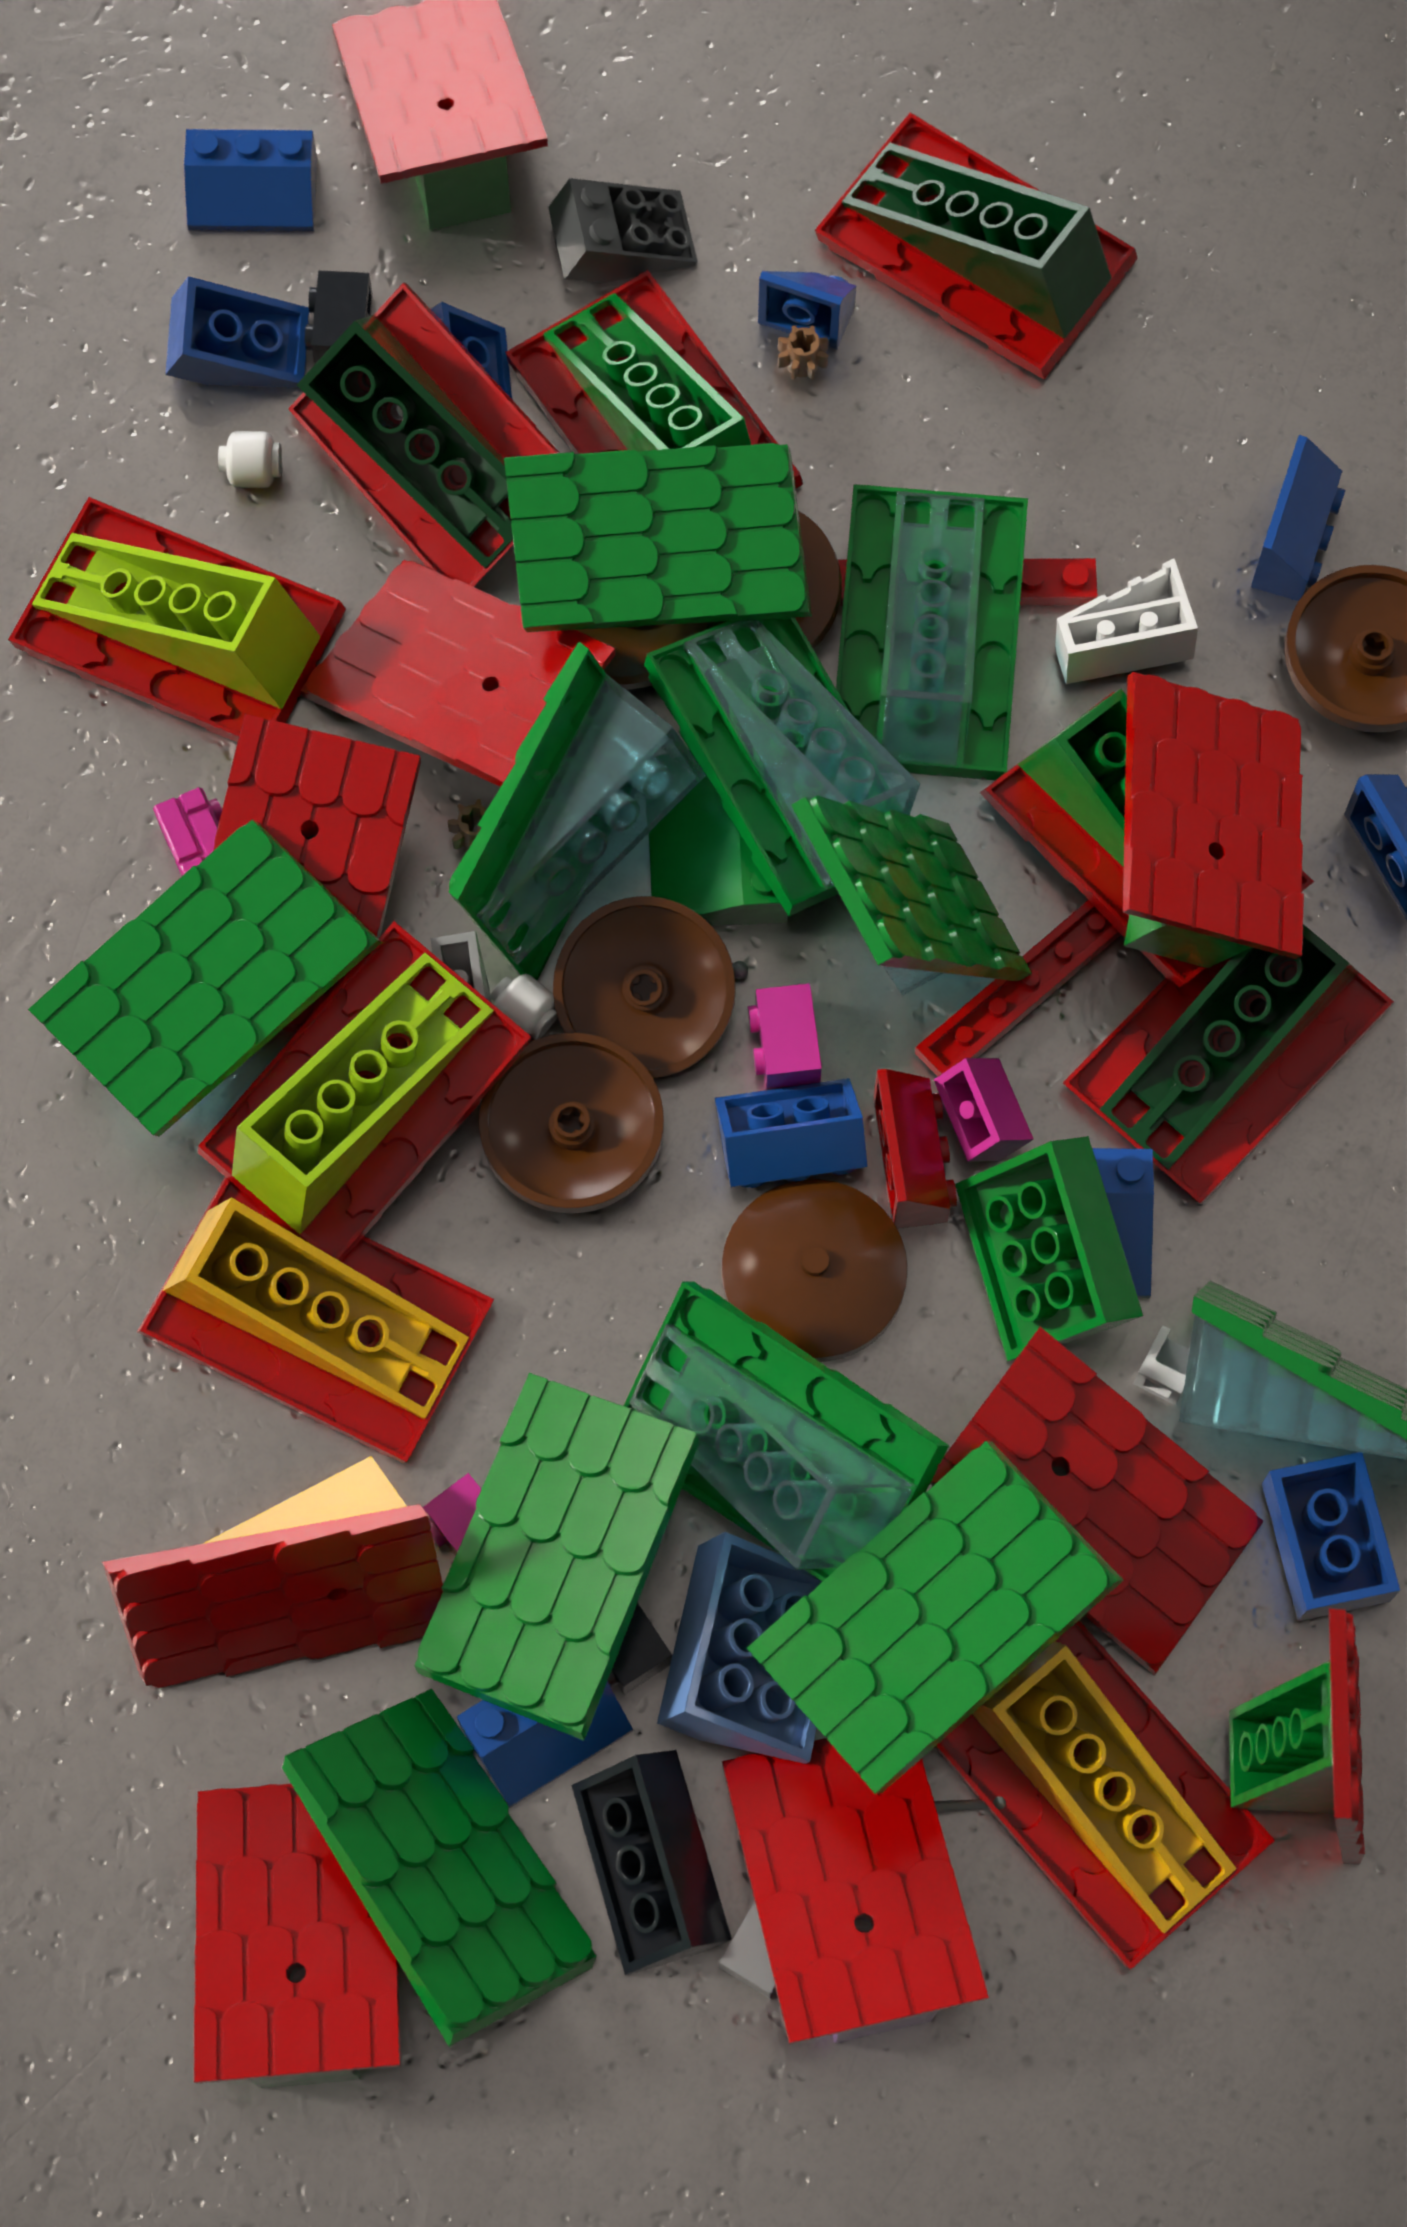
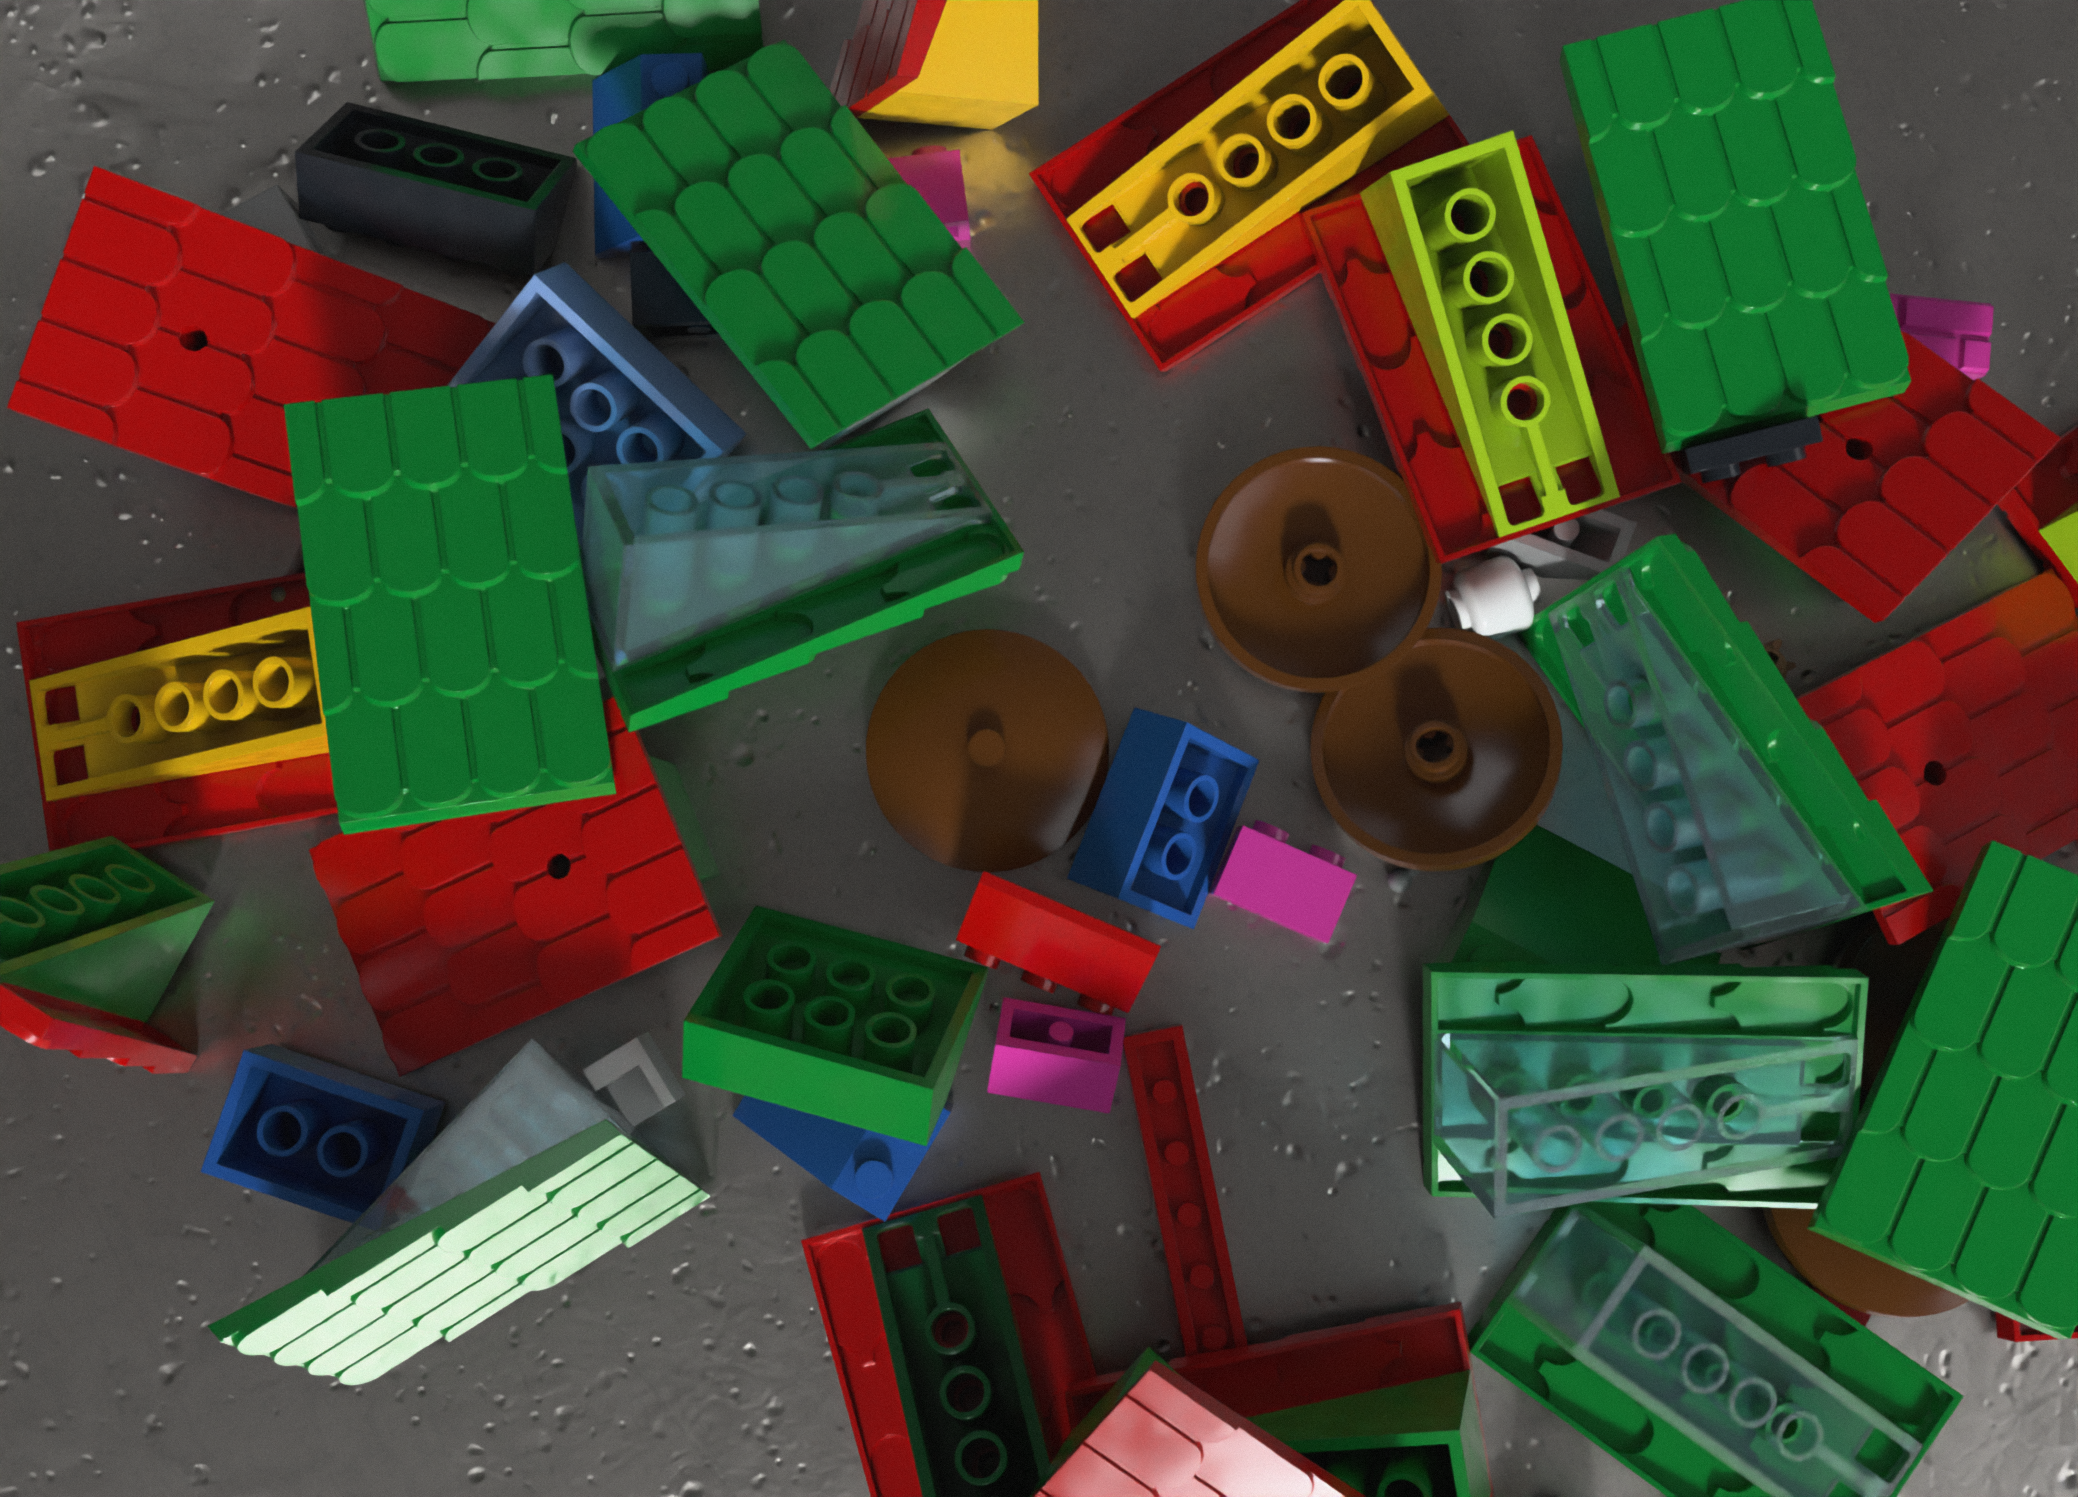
camera: 115 degrees right, 15 degrees up
(338, 878) = (1777, 443): none -> black plate
(910, 893) = (1356, 1106): green piece -> none

